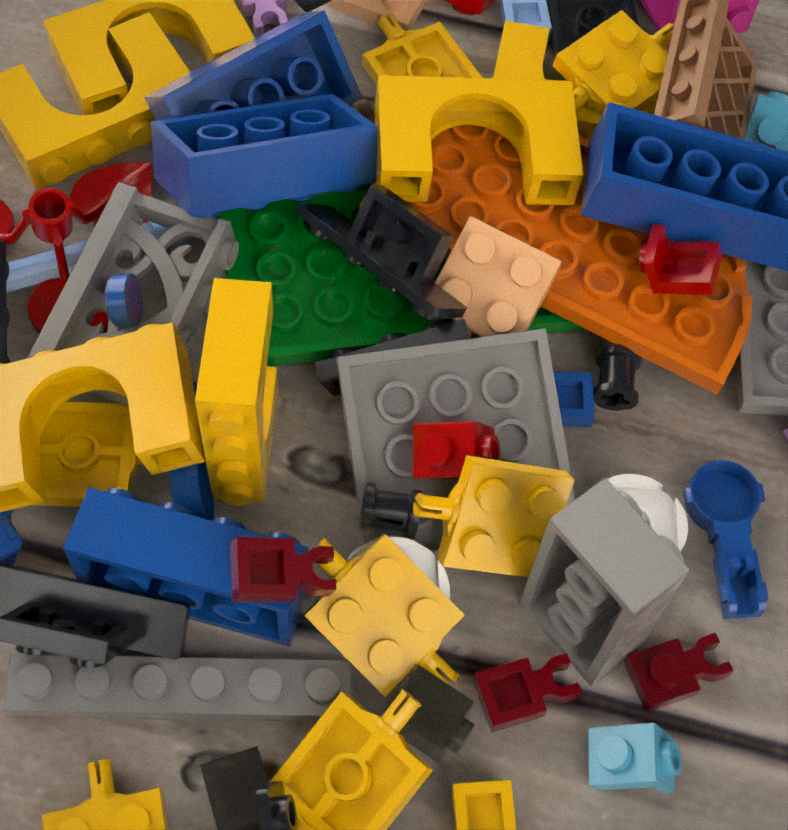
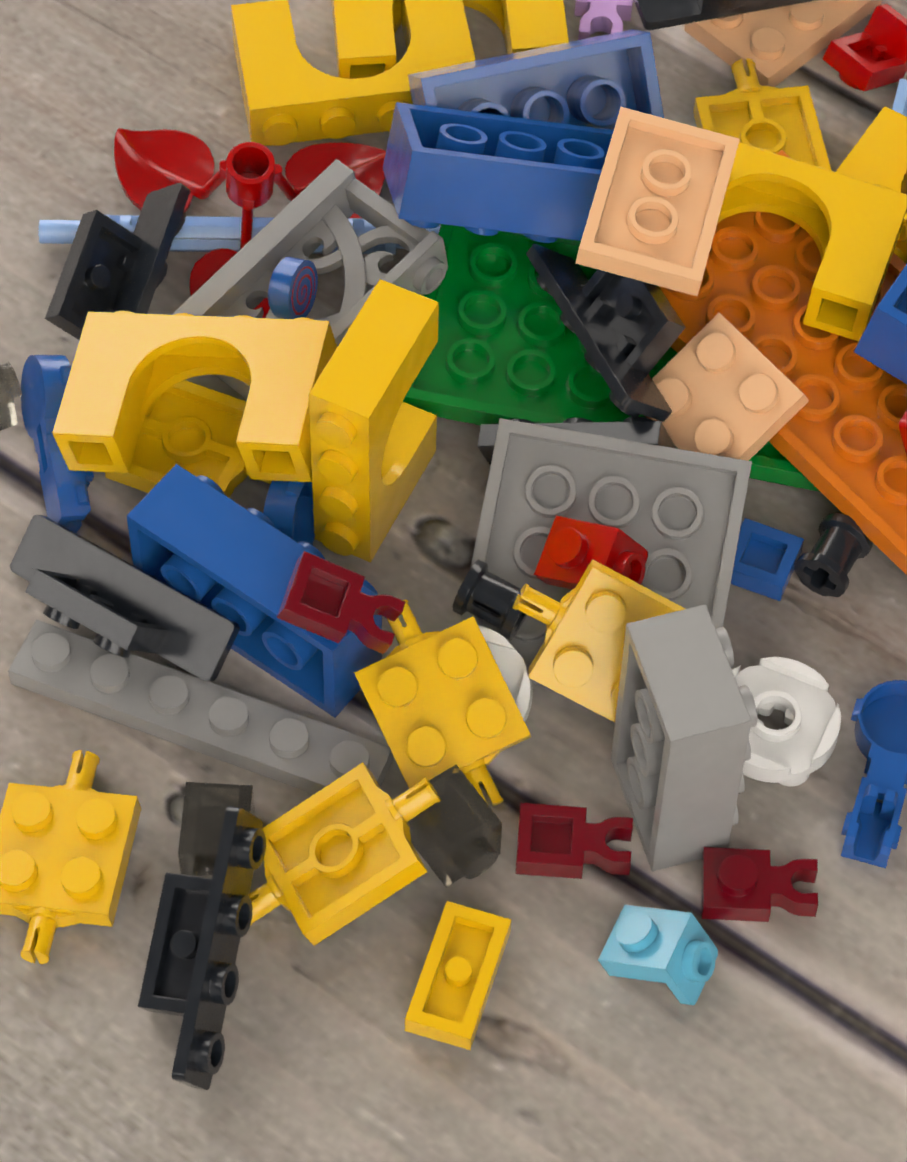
camera: 25 degrees right, 5 degrees down
(395, 142) = (658, 201): none -> light nougat plate

